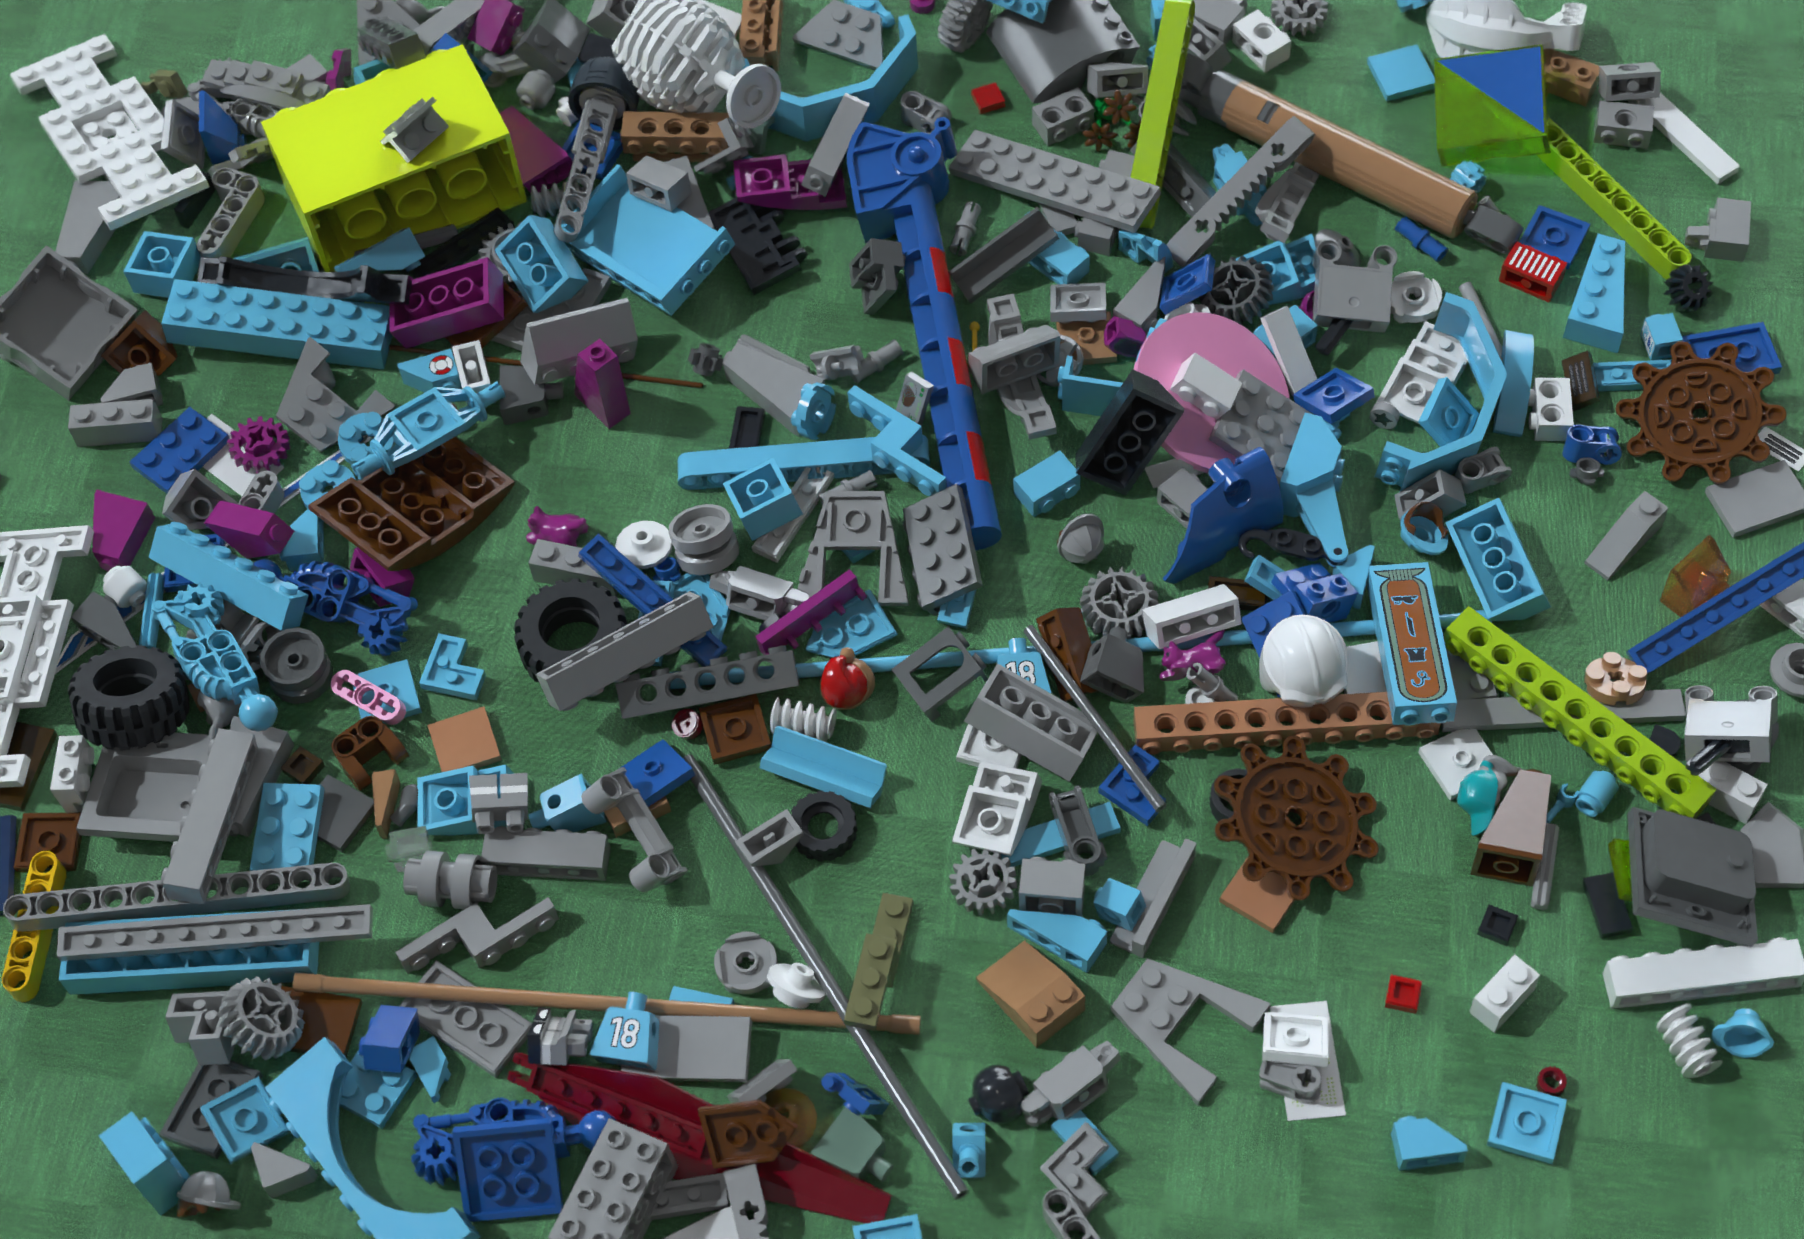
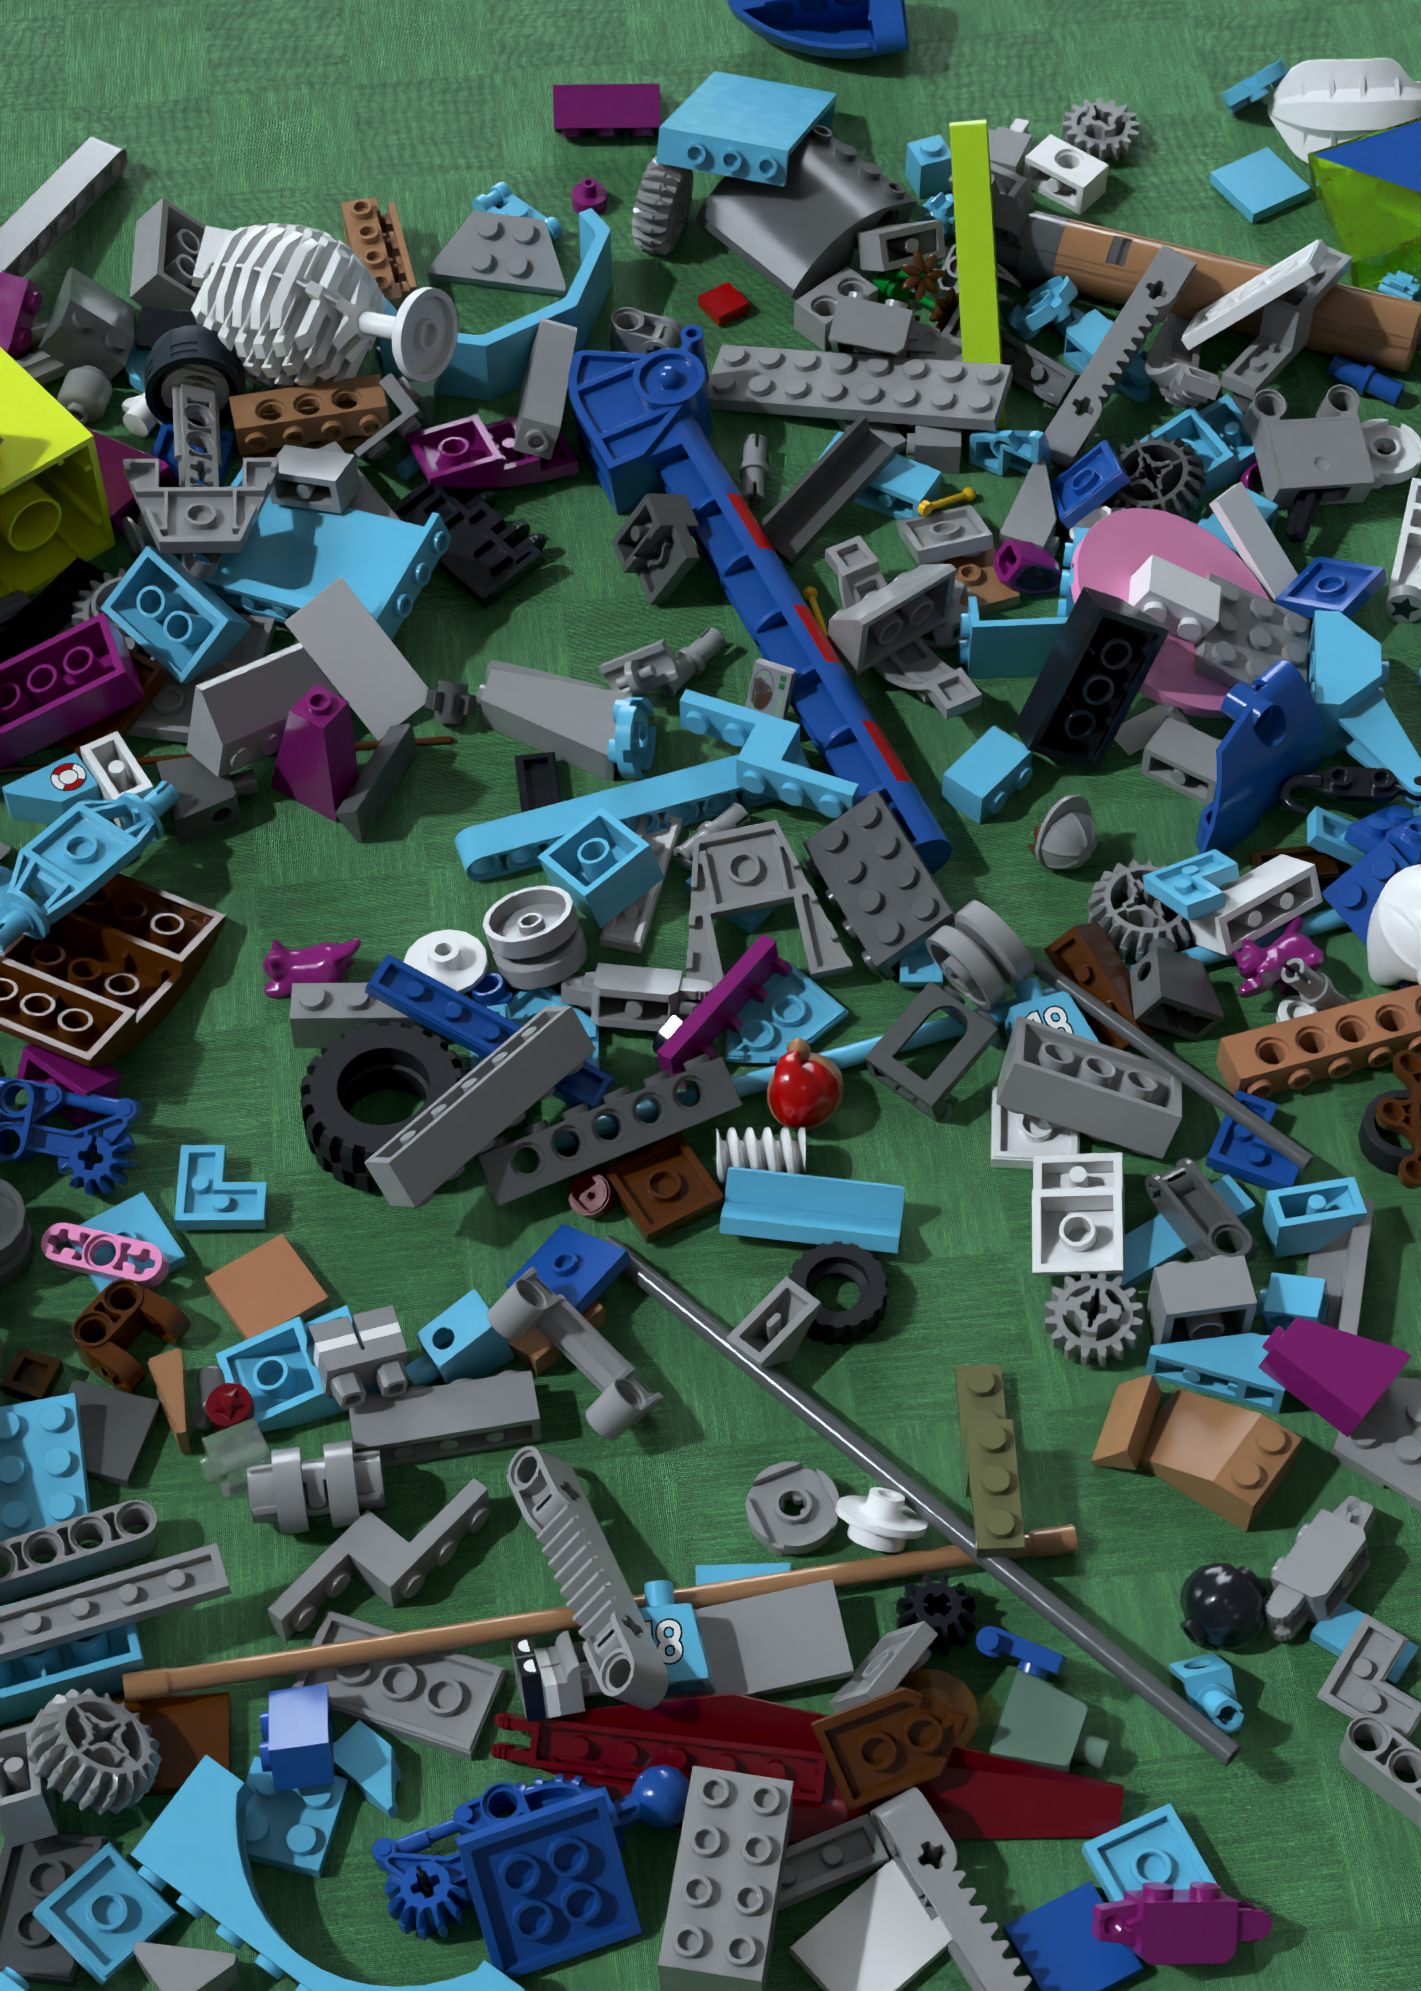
camera: 20 degrees left, 5 degrees down
(413, 814) = (229, 1405): none -> dark red tile
(572, 200) = (201, 516): none -> light grey wing
(594, 938) = (614, 1629): none -> light grey gear
(641, 407) = (378, 781): none -> dark grey slope
(648, 319) = (358, 658): none -> white sticker
(820, 1047) = (939, 1600): none -> black gear
(982, 958) = (1128, 1423): none -> medium nougat slope
(987, 615) = (980, 955): none -> light grey wheel
(1071, 279) = (925, 507): none -> yellow hinge
(1078, 143) = (879, 328): none -> light grey hinge
(1121, 954) = (1331, 1370): none -> magenta slope
(1145, 593) = (1193, 884): none -> medium azure plate
(1150, 844) = (1311, 1215): none -> medium azure slope
(1207, 143) = (1046, 304): none -> medium azure plate
(1346, 165) = (1255, 294): none -> white tile
(1367, 188) = (1283, 329): none -> light grey bracket

